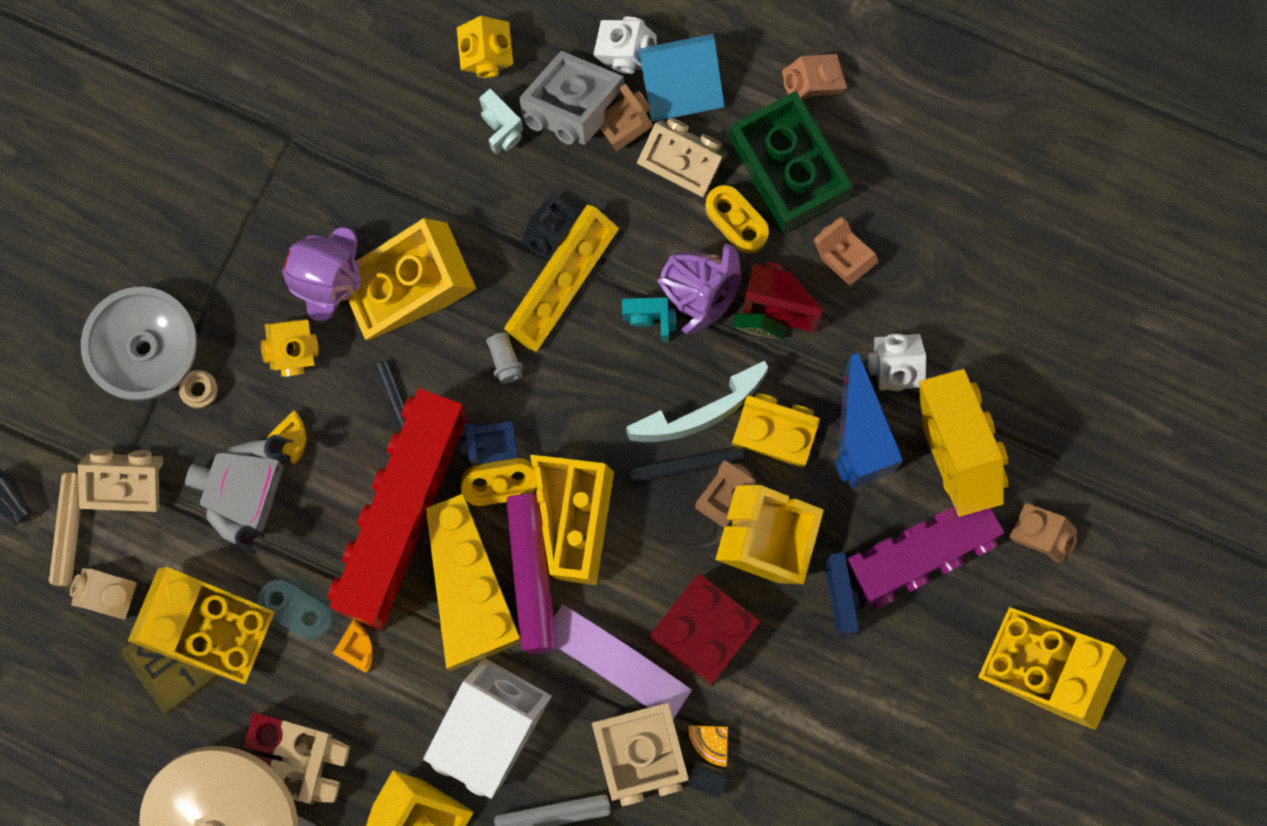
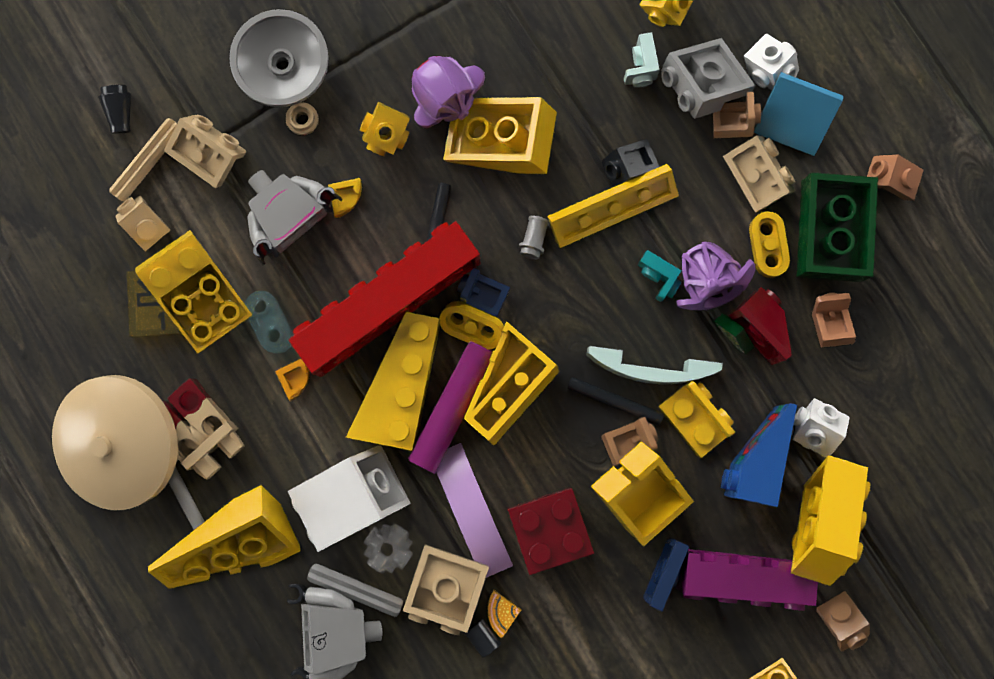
camera: 30 degrees right, 5 degrees up
(574, 750) = (397, 538): none -> clear brick

